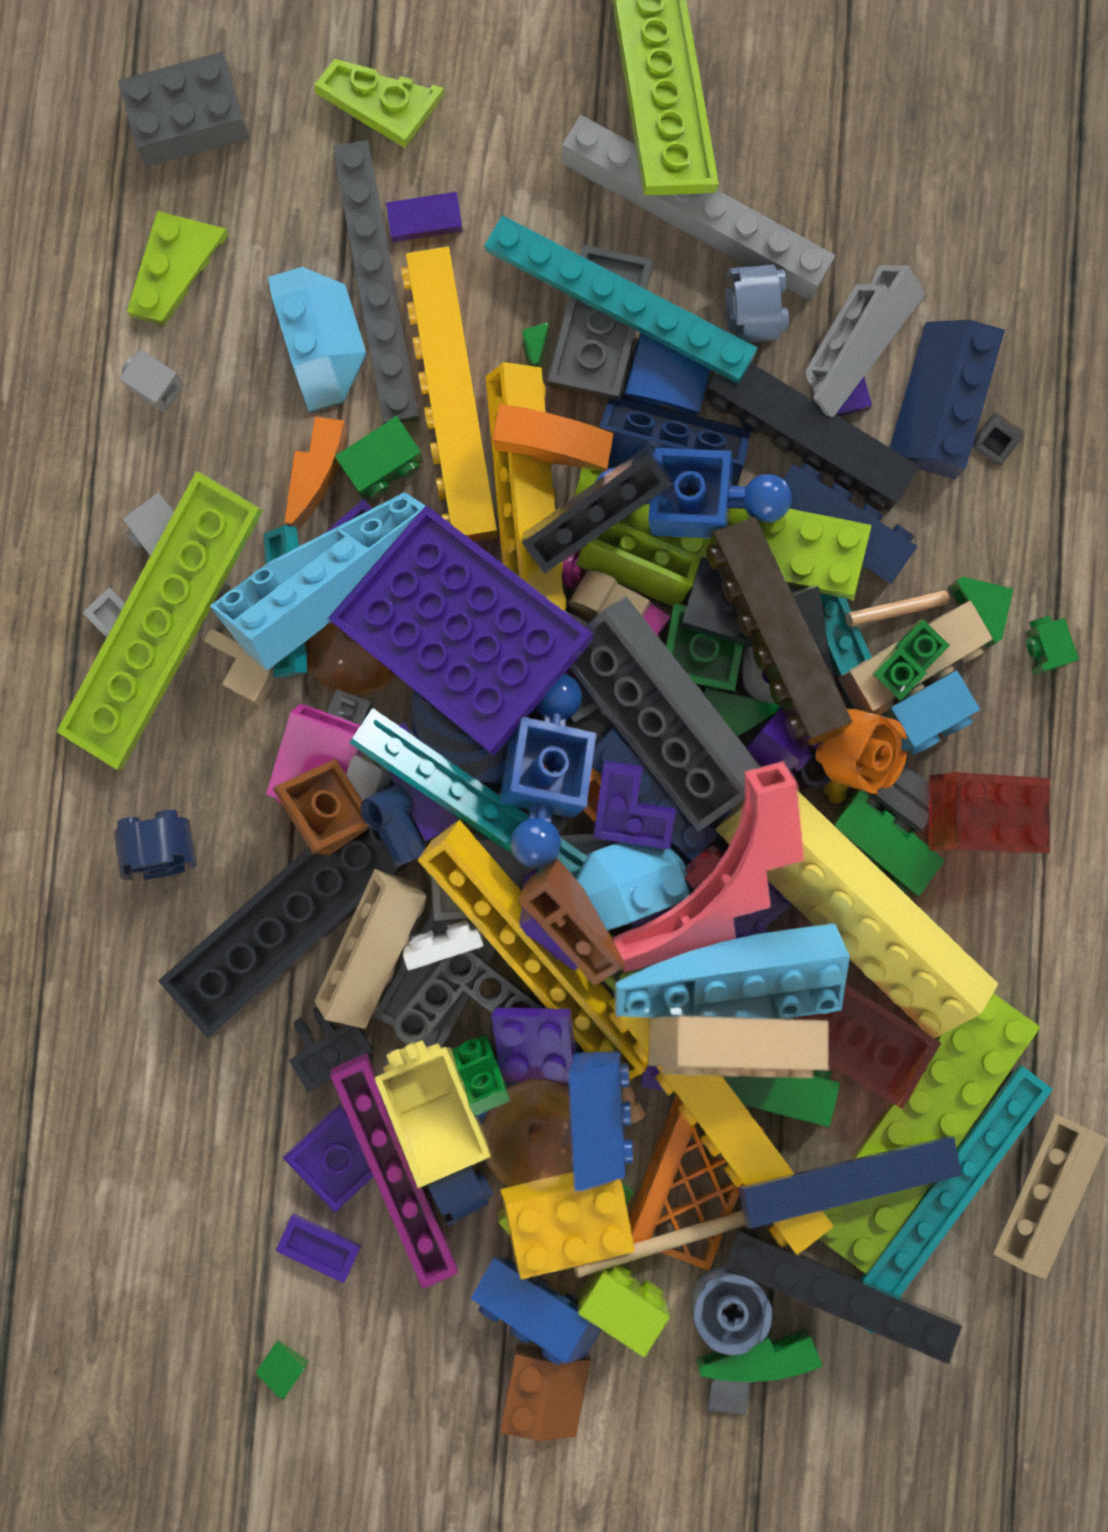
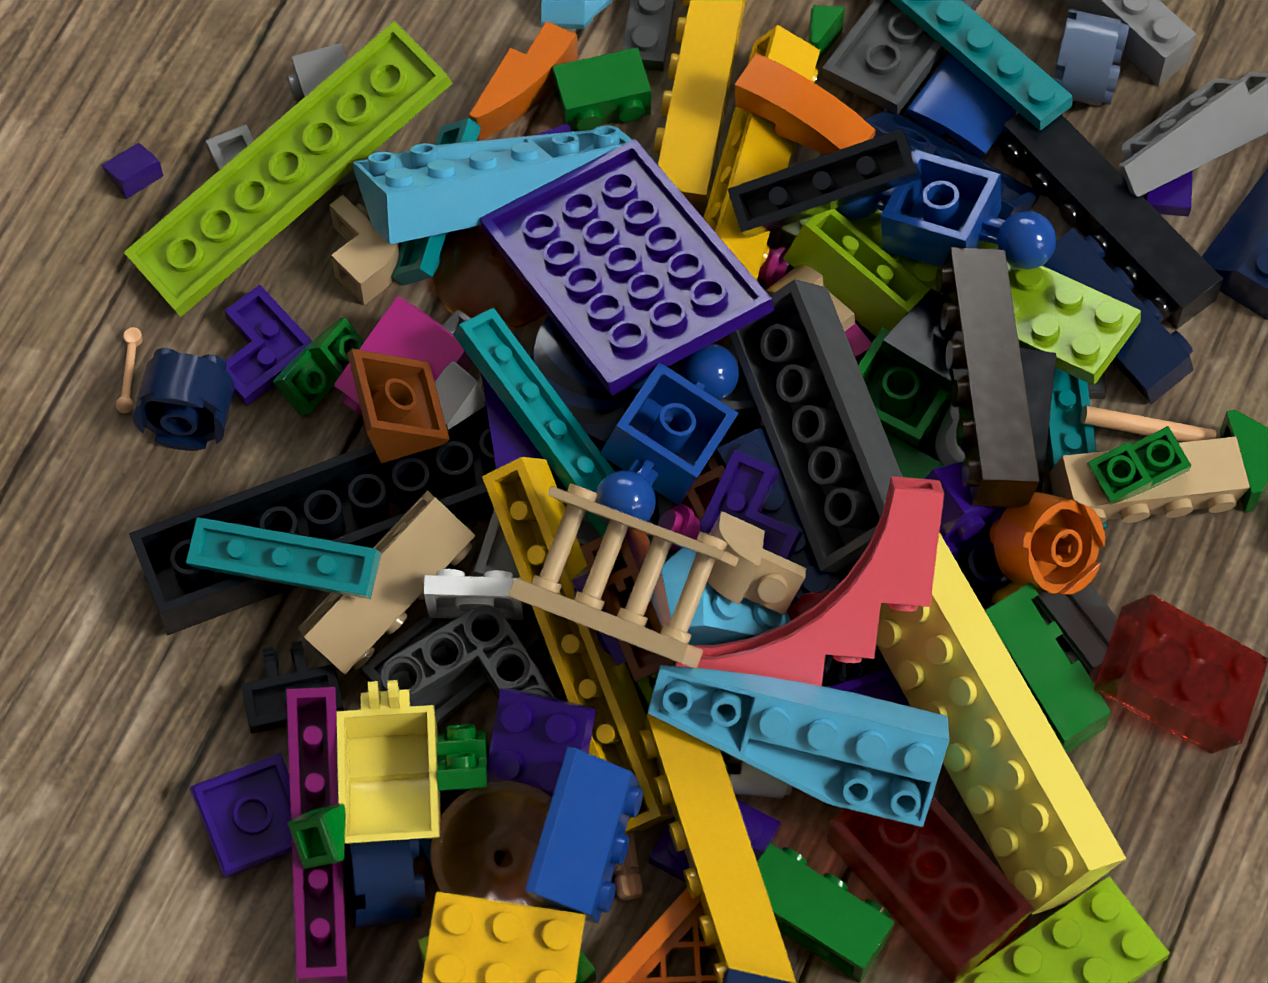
camera: 20 degrees right, 20 degrees down
(34, 653) = (133, 170): none -> dark purple slope
(93, 797) = (133, 339): none -> light nougat hinge
(206, 770) = (272, 343): none -> dark purple plate
(247, 776) = (318, 366): none -> green slope
(287, 970) = (283, 558): none -> teal plate
(318, 1248) = (187, 914): dark purple tile -> none
(389, 814) = (470, 432): dark blue piece -> none
(400, 1184) = (320, 835): none -> green slope
(541, 952) = (630, 622): none -> tan fence
(579, 836) = (682, 521): none -> dark pink plate
(643, 867) = (759, 573): none -> tan brick
(738, 1046) = (781, 792): tan brick -> none
(934, 710) = (1148, 543): dark azure brick -> none

